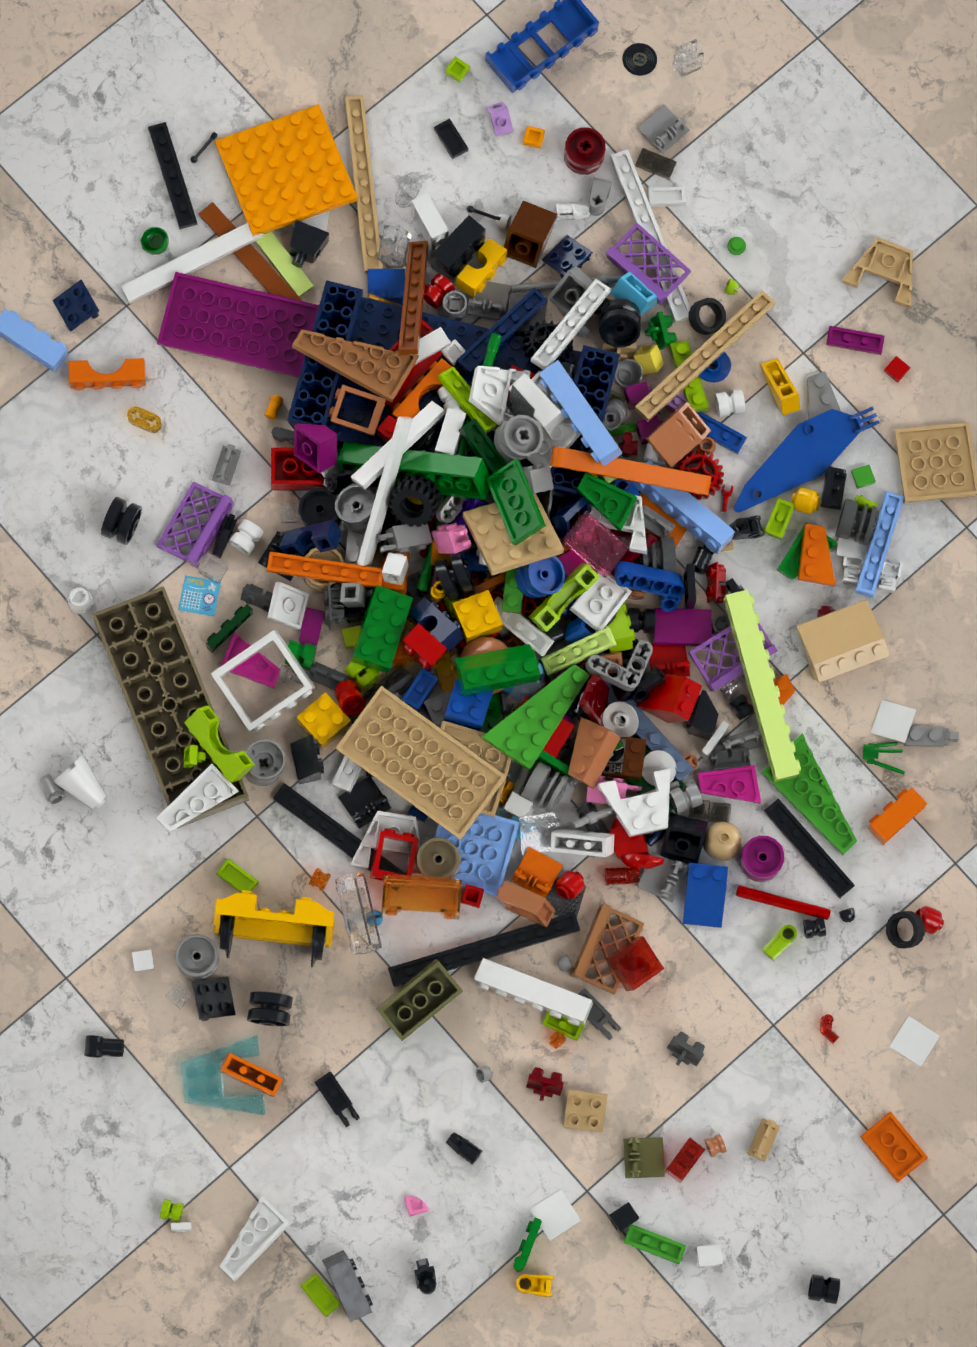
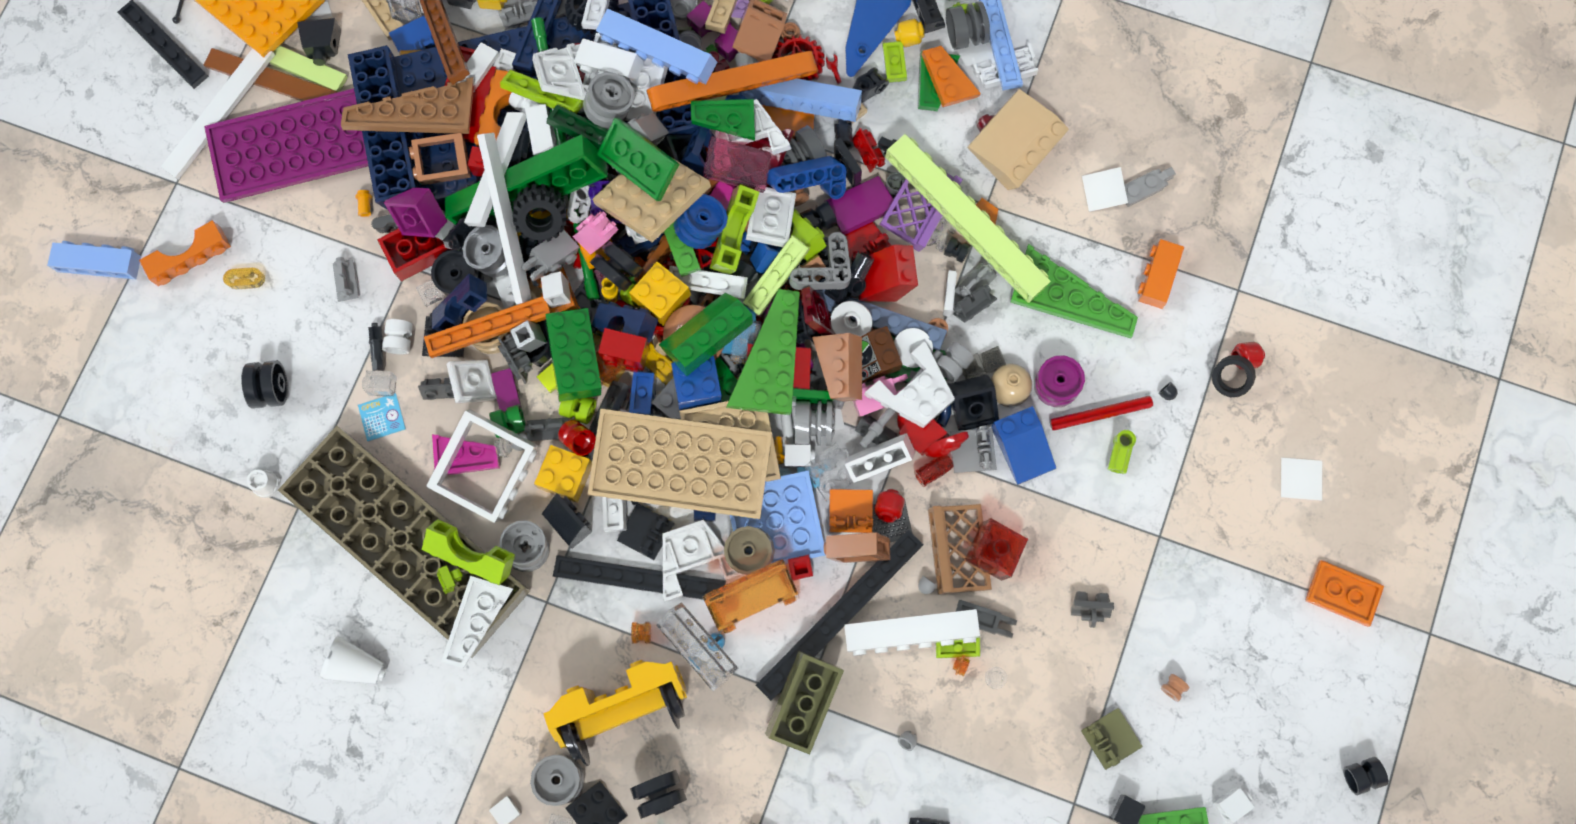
camera: 15 degrees left, 0 degrees up
(52, 791) = (327, 689): light grey cone -> none
(76, 305) = (125, 206): dark blue hinge -> none
(154, 241) = (172, 109): green hair -> none
(210, 528) = (359, 350): medium lavender fence -> none
(229, 628) = (424, 432): dark green plate -> none
(236, 876) = (557, 674): lime tile -> none
(378, 874) = (687, 550): red window -> none
(437, 290) = (465, 19): red wheel -> none
(454, 305) = (487, 22): light grey wheel -> none
(518, 404) = (591, 66): dark grey sticker -> none
(545, 1086) = (975, 721): dark red hips -> none
(585, 1110) = (1028, 723): tan hinge -> none
(657, 523) = (786, 121): light grey hinge -> none
(685, 1160) = (1154, 719): clear red brick -> none
(704, 719) = (930, 276): black slope -> none
(723, 434) = (803, 14): blue tile -> none
(731, 783) = (989, 325): dark pink wing -> none
(763, 1139) = (1217, 655): tan hinge -> none
(809, 848) = (1096, 348): black tile -> none
(814, 928) = (1147, 420): black wheel -> none
(826, 1028) = (1212, 512): clear red arm -> none
(871, 752) = (1102, 227): green plant -> none

